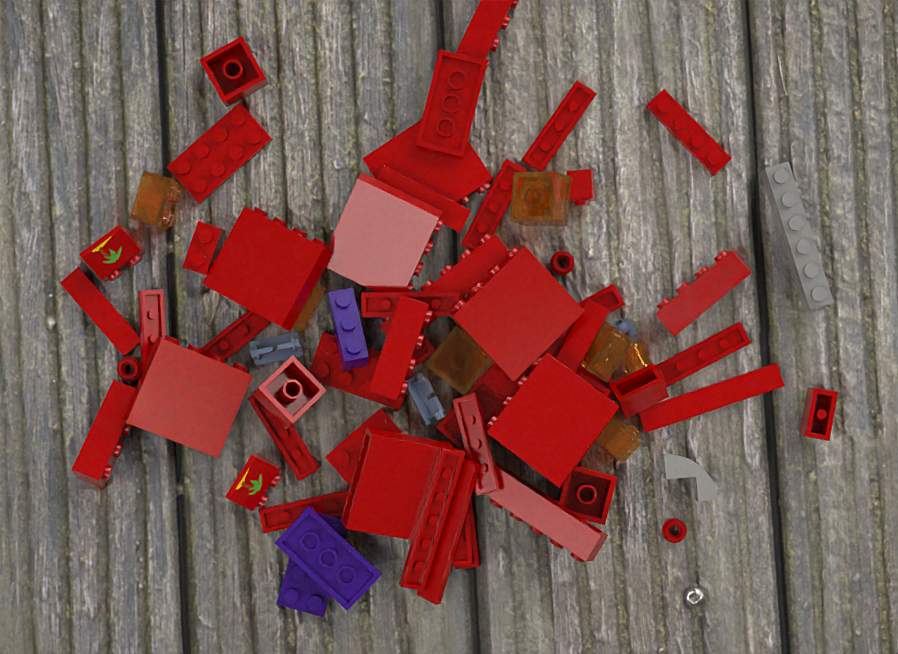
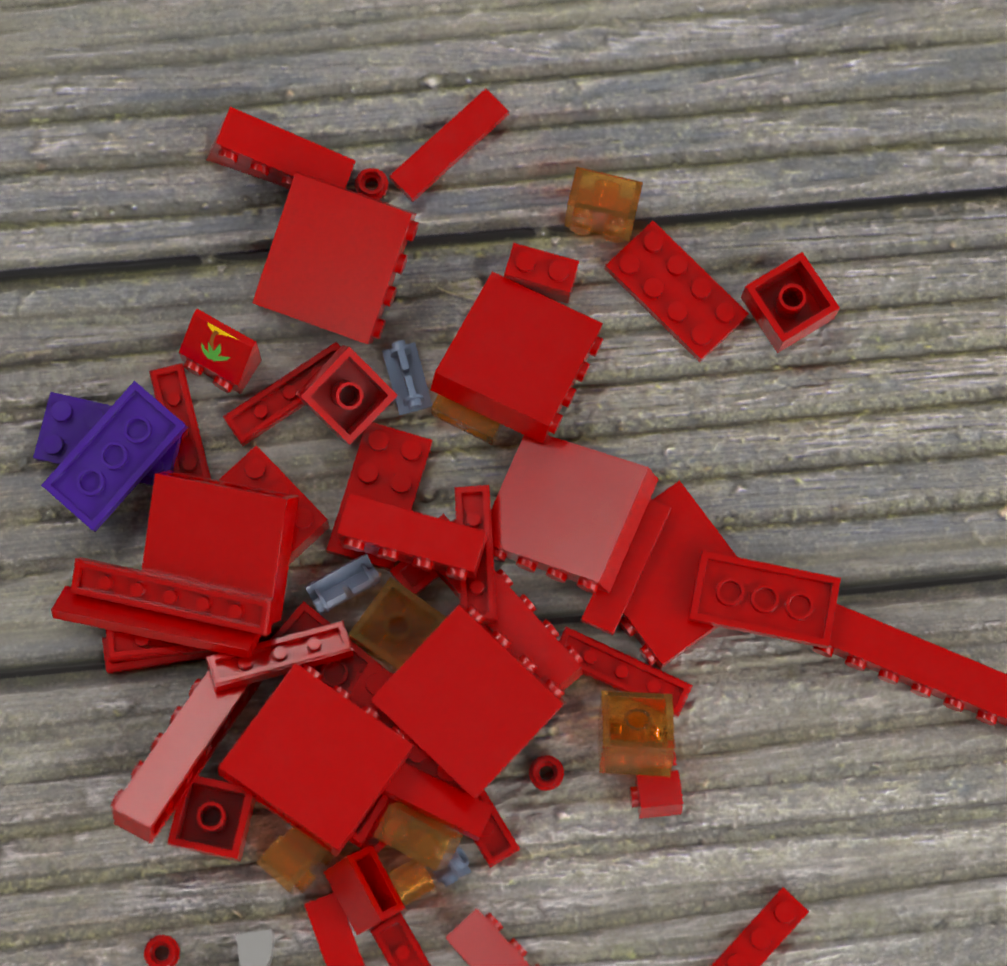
camera: 85 degrees right, 10 degrees down
(113, 253) = (528, 153): red slope -> none
(151, 321) = (442, 209): red tile -> none
(236, 335) = (420, 320): red tile -> none
(347, 328) = (437, 470): dark purple brick -> none
(559, 126) = (743, 761): red tile -> none

